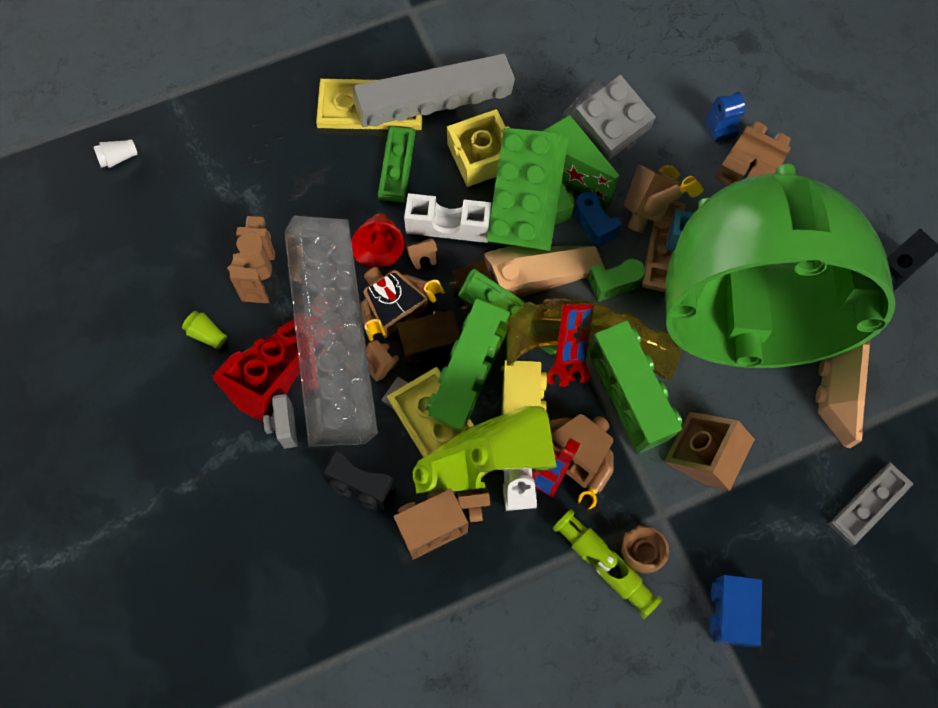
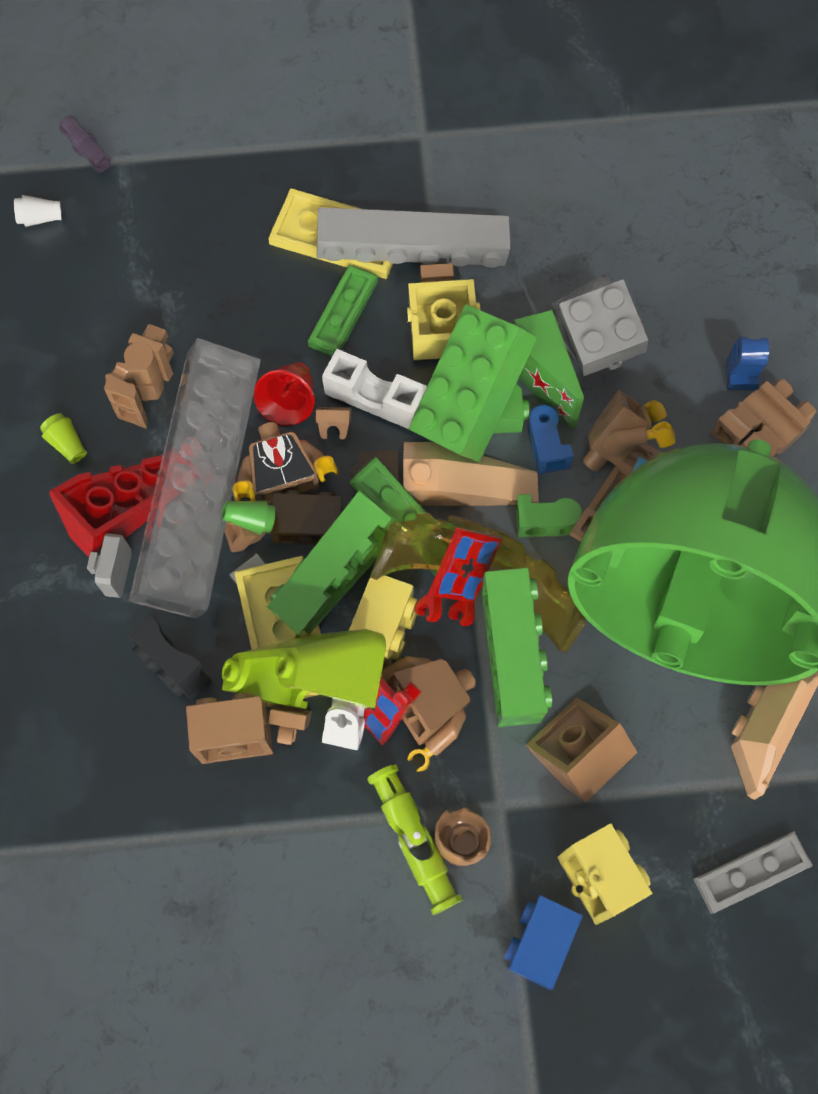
camera: 20 degrees right, 0 degrees up
(136, 87) = (85, 144): none -> clear purple pin
(389, 346) = (251, 515): none -> bright green cone
(462, 113) = (436, 273): none -> medium nougat tile
(768, 542) = (606, 873): none -> light yellow brick

